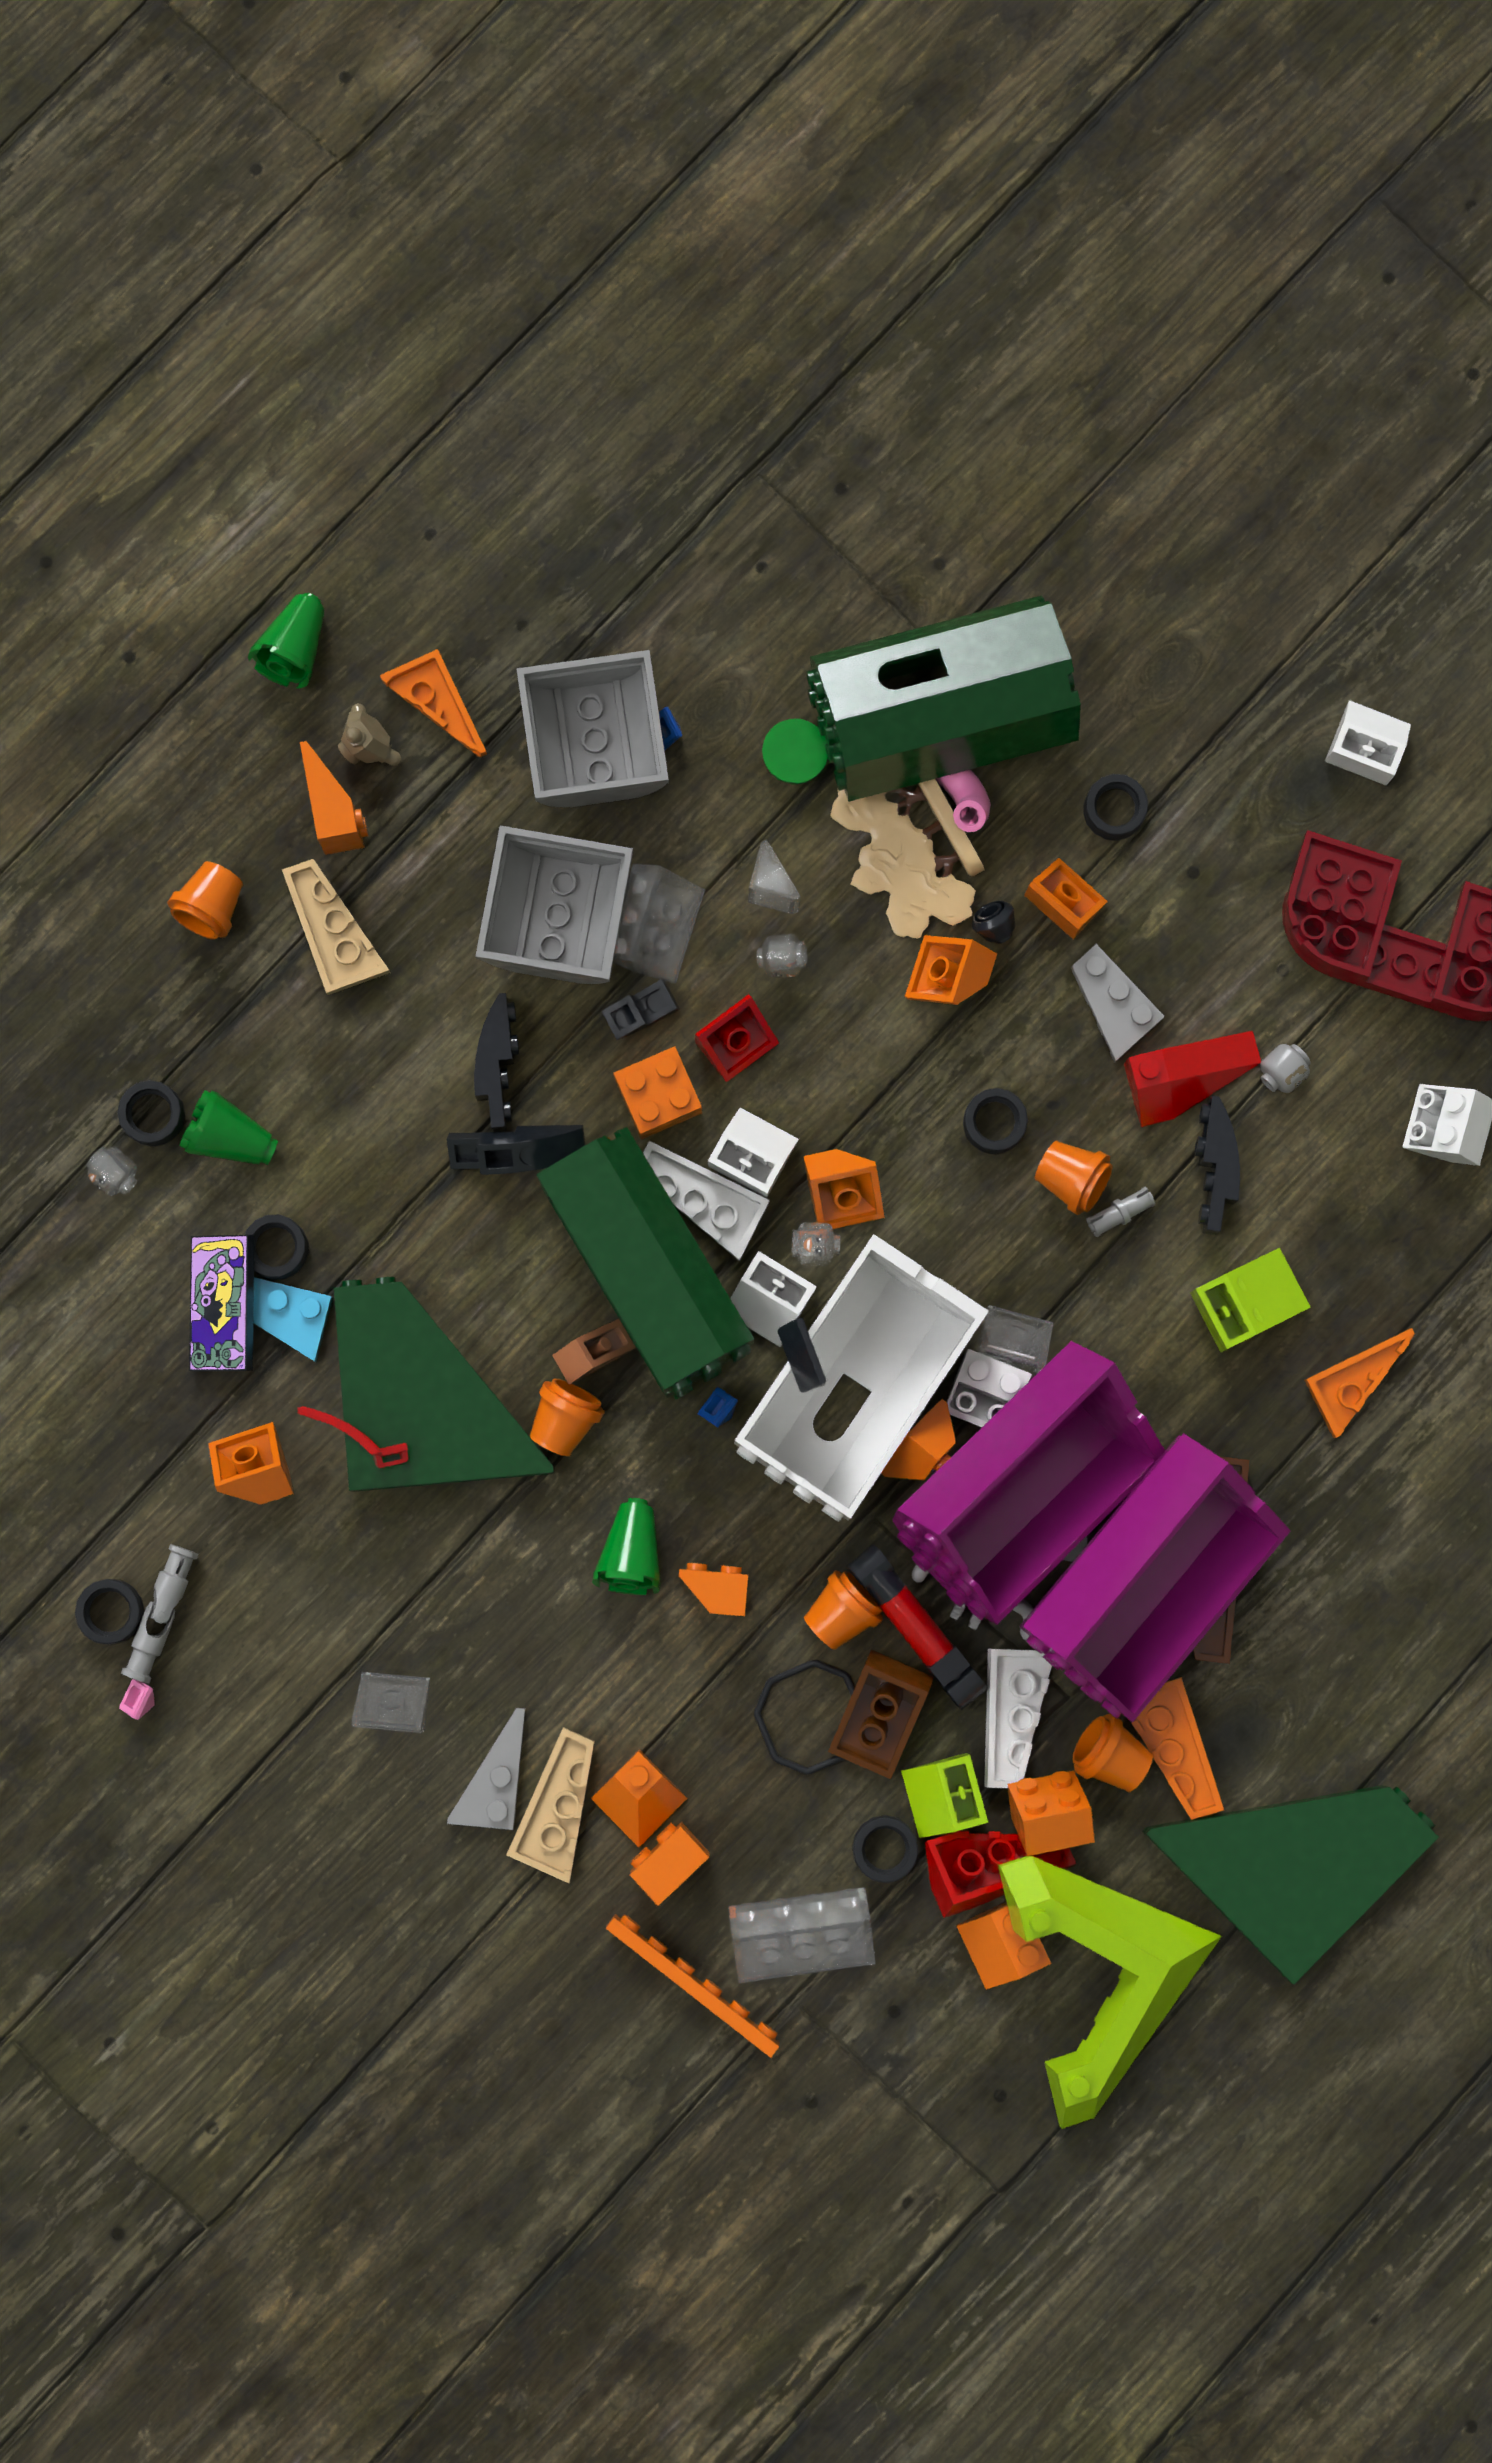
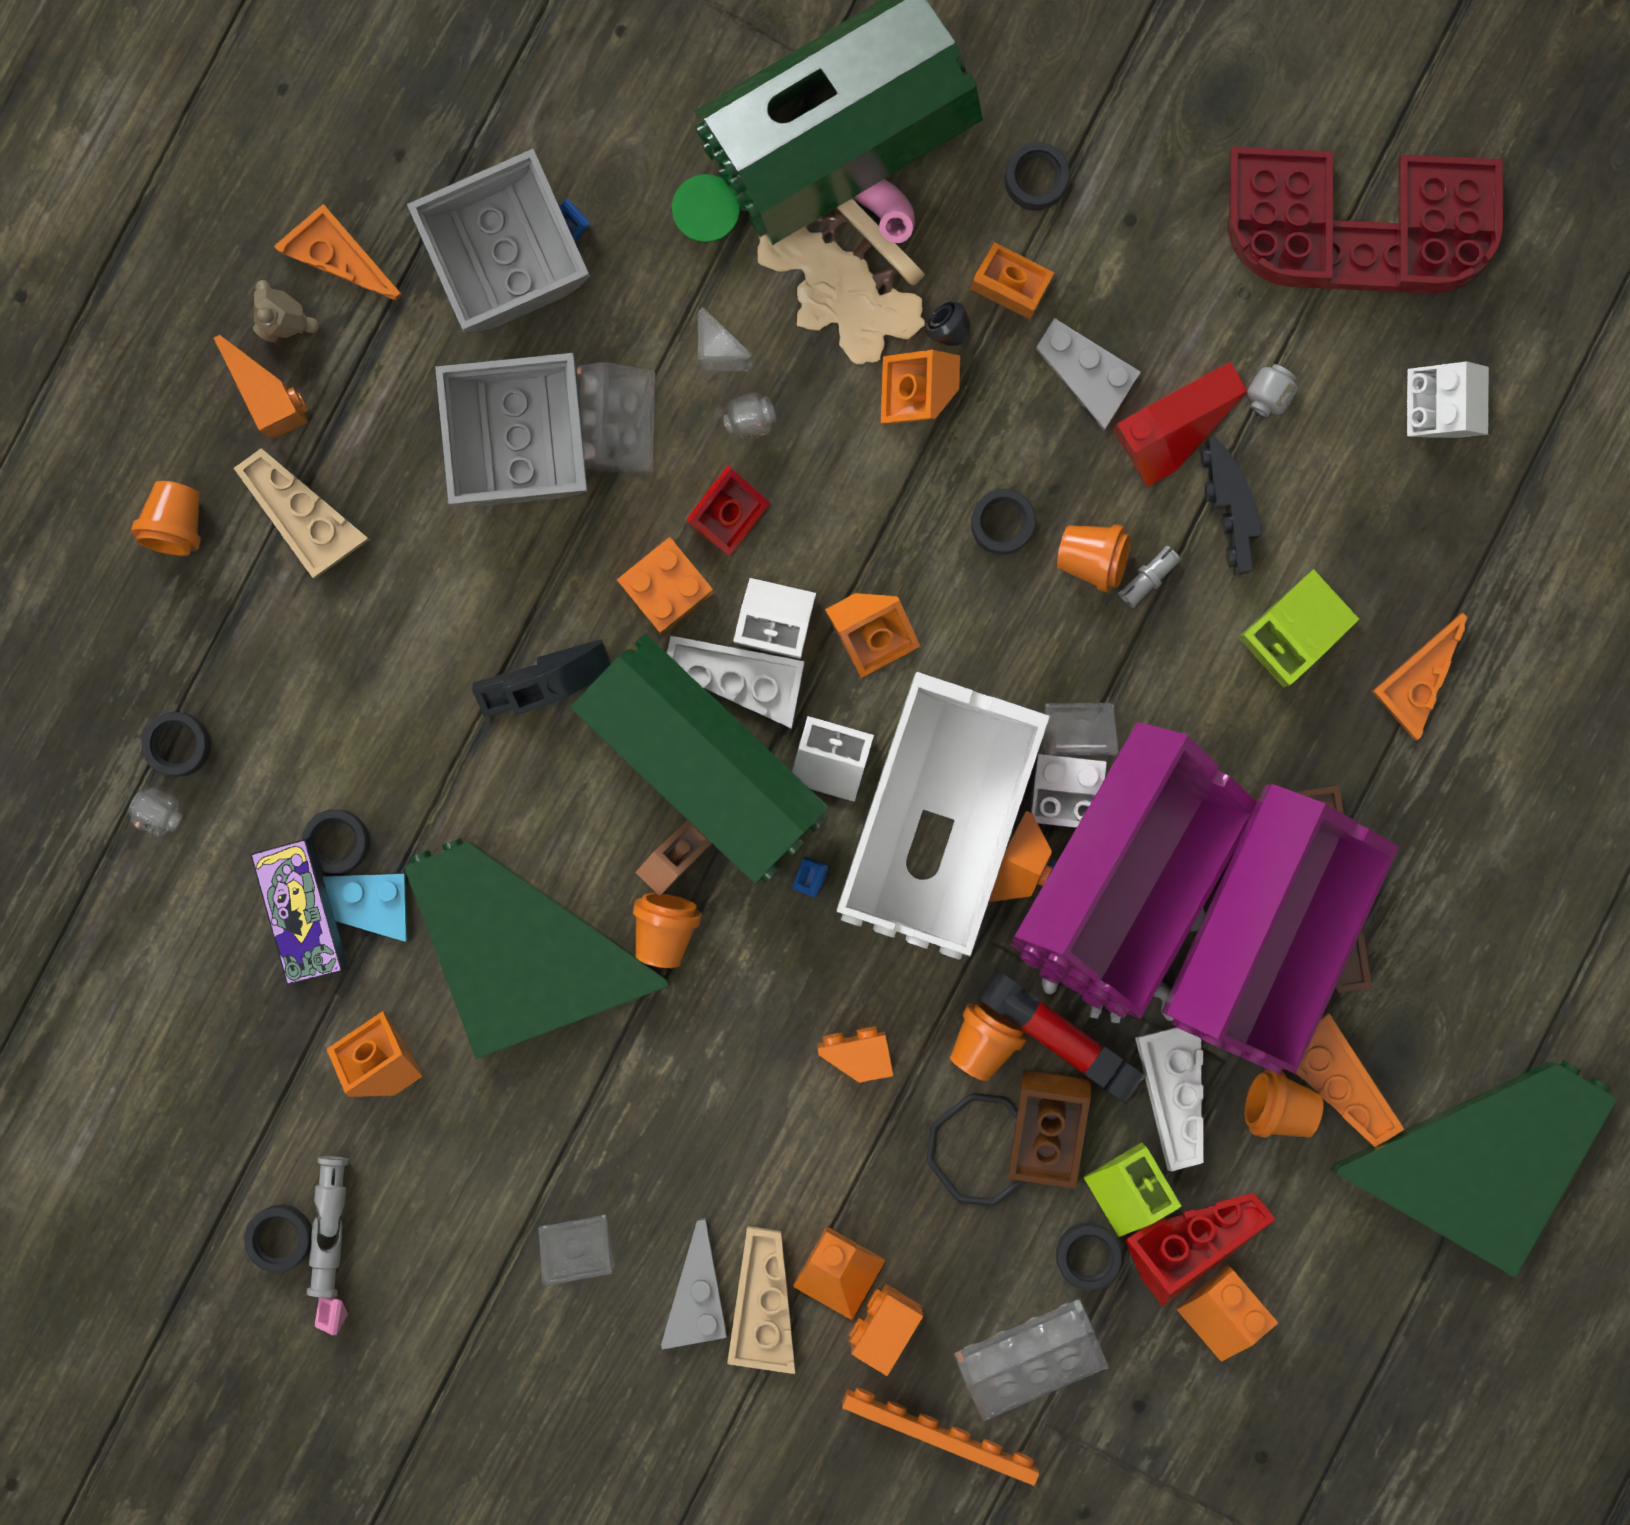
camera: 10 degrees left, 5 degrees up
(226, 1132) = (255, 743): green cone -> none
(290, 643) = (176, 237): green cone -> none
(360, 1437) = (468, 1005): red sword -> none
(494, 1050) = (493, 588): black slope -> none
(630, 1552) = (764, 1040): green cone -> none
(640, 1010) = (625, 508): black slope -> none
(801, 1355) = (879, 811): black slope -> none
(815, 1244) = (860, 692): clear head -> none
(1050, 1813) = (1239, 1180): orange brick -> none
(1151, 1945) = (1366, 1278): lime wedge -> none
(1369, 743) = (1270, 42): white slope -> none

